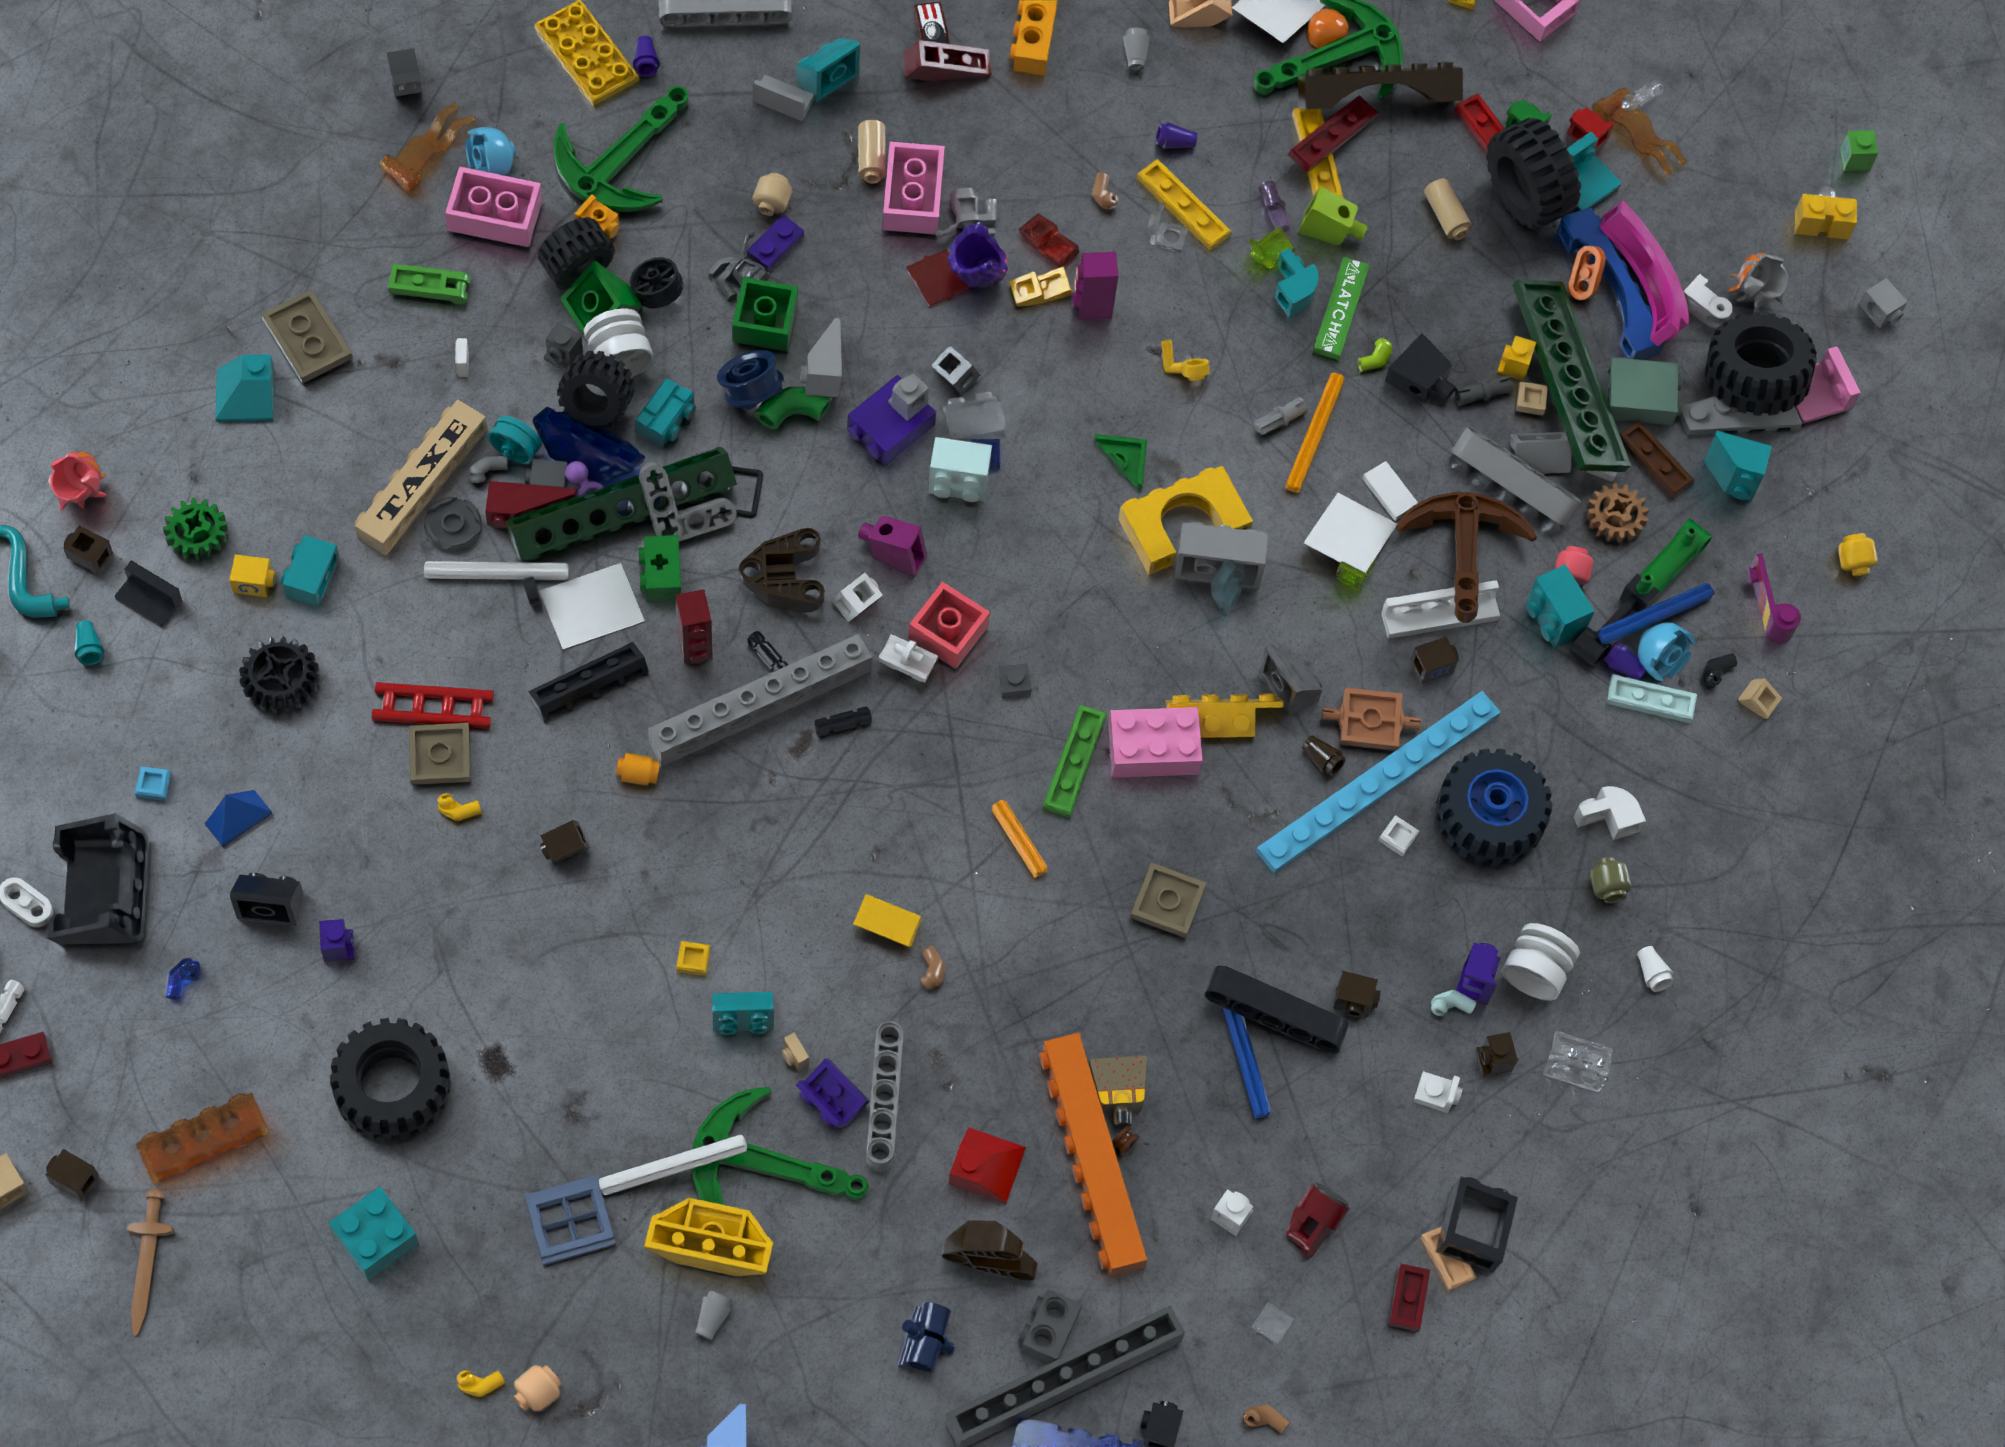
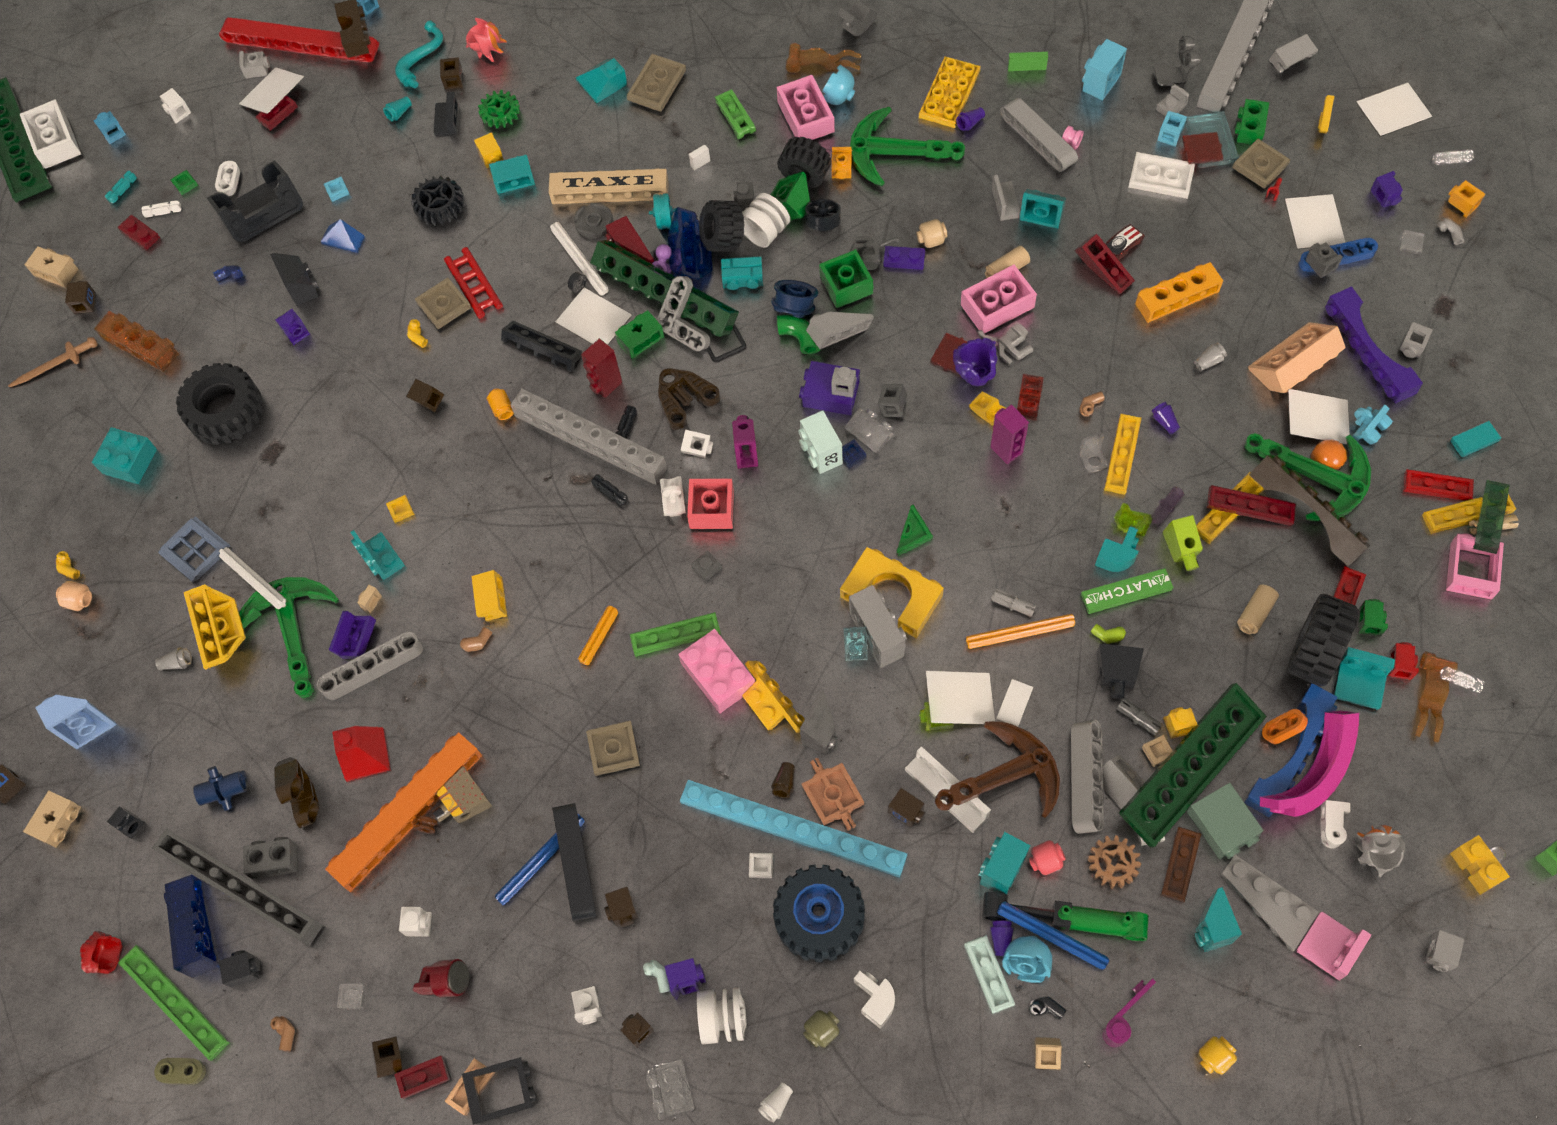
camera: 70 degrees right, 0 degrees up
(486, 464) = (635, 210): light grey arm -> none
(1193, 369) = (1004, 530): yellow plate -> none
(1369, 1316) = (386, 1057): none -> dark brown brick
(1766, 340) = (1327, 870): black tyre -> none

